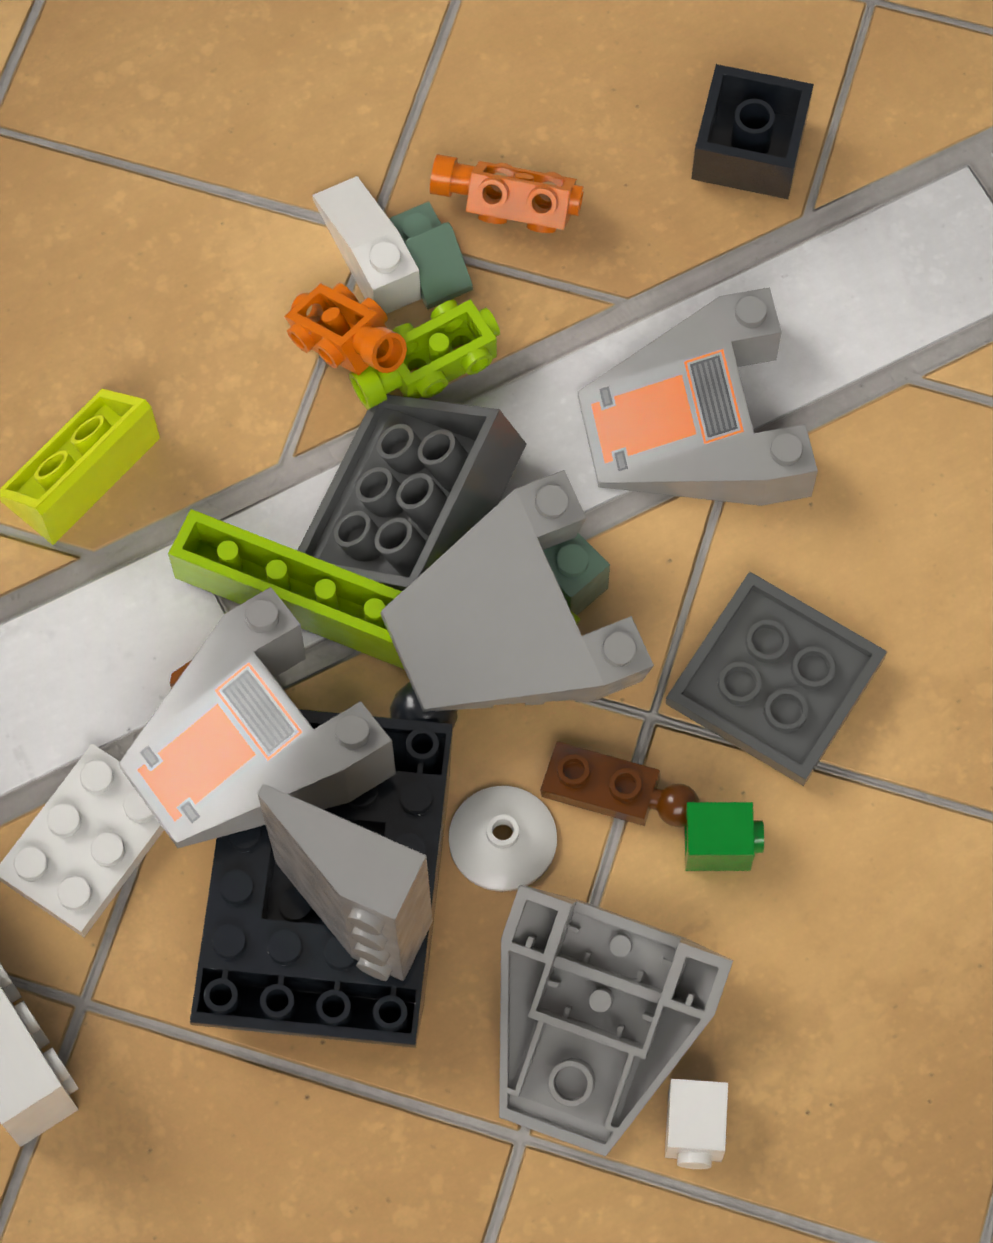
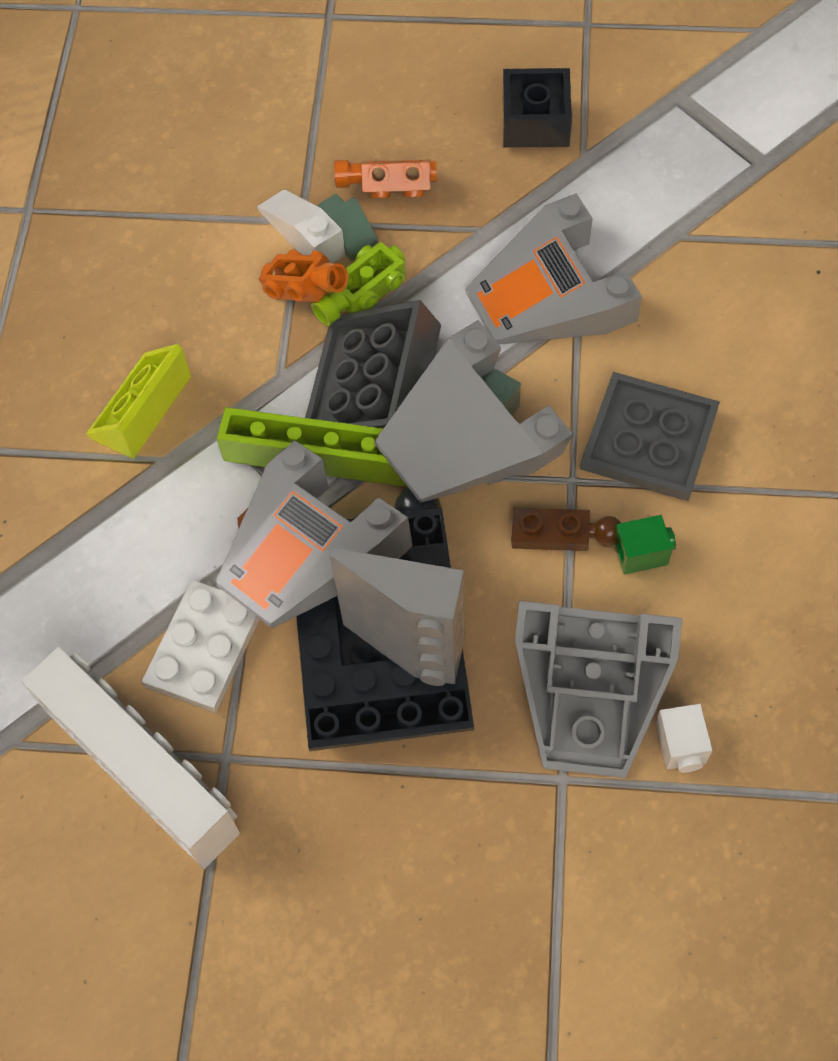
camera: 10 degrees left, 5 degrees down
(496, 862) = (499, 595): white dish -> none

